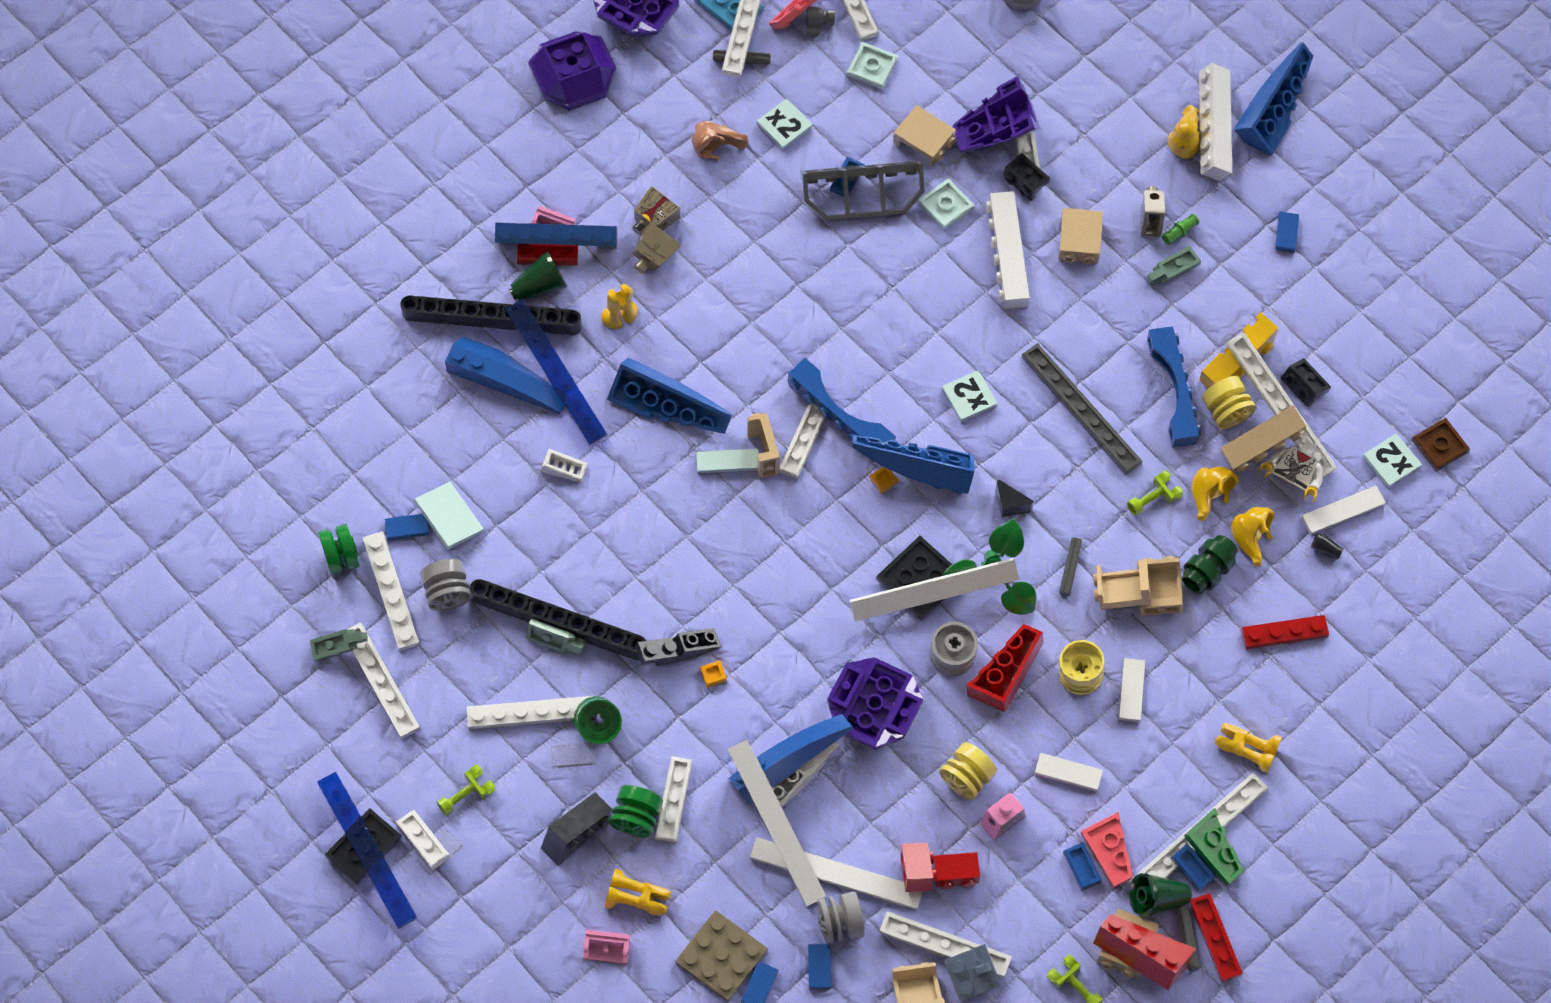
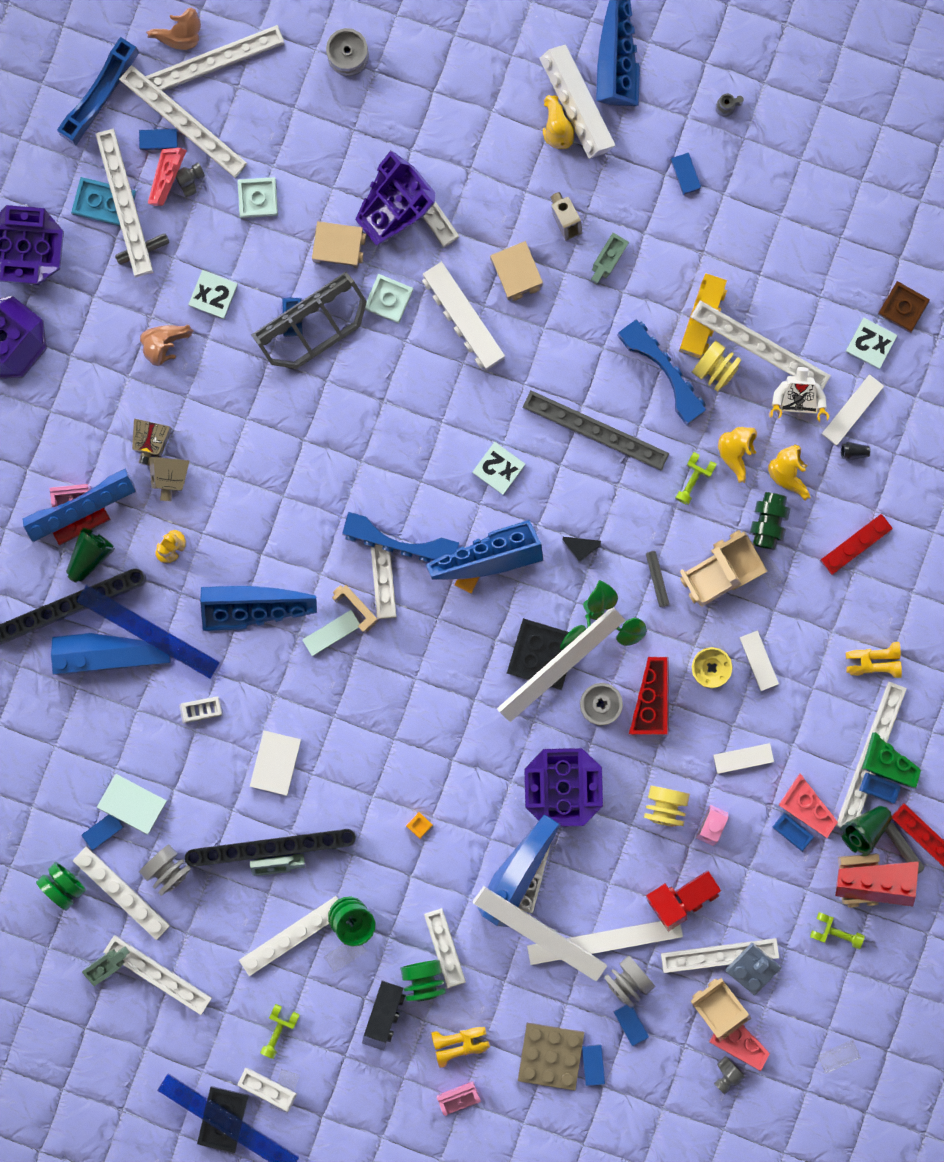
camera: 20 degrees left, 20 degrees up
(607, 548) = (275, 763): none -> white tile
(678, 648) = (380, 821): black slope -> none
(1025, 176) = (443, 239): black bracket -> none
(1180, 229) = (596, 219): bright green pin -> none
(1262, 439) = (762, 389): tan brick -> none
(1305, 381) = (768, 309): black bracket -> none
(1357, 191) = (726, 104): none -> dark grey piece

